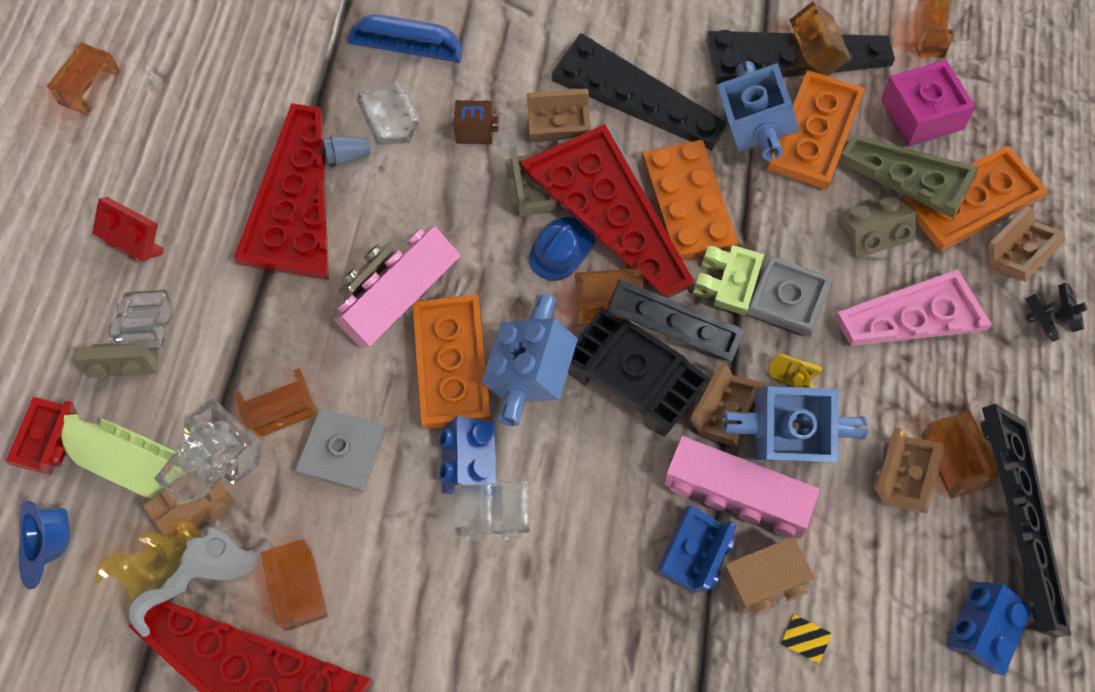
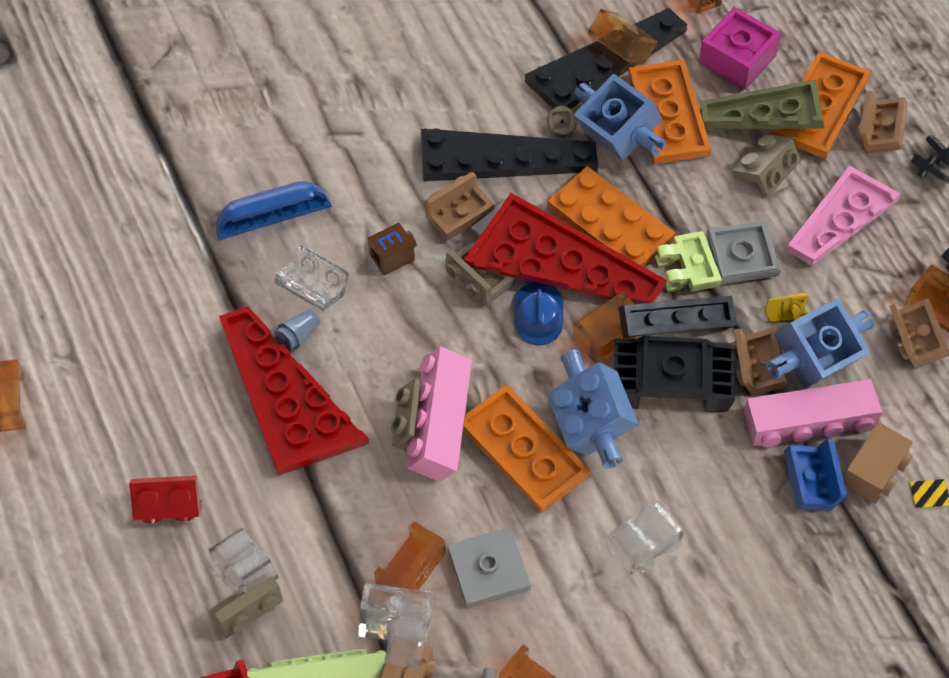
camera: 35 degrees left, 5 degrees down
(467, 453) = (591, 510): blue bracket -> none
(707, 88) = (561, 121): none -> dark tan tile

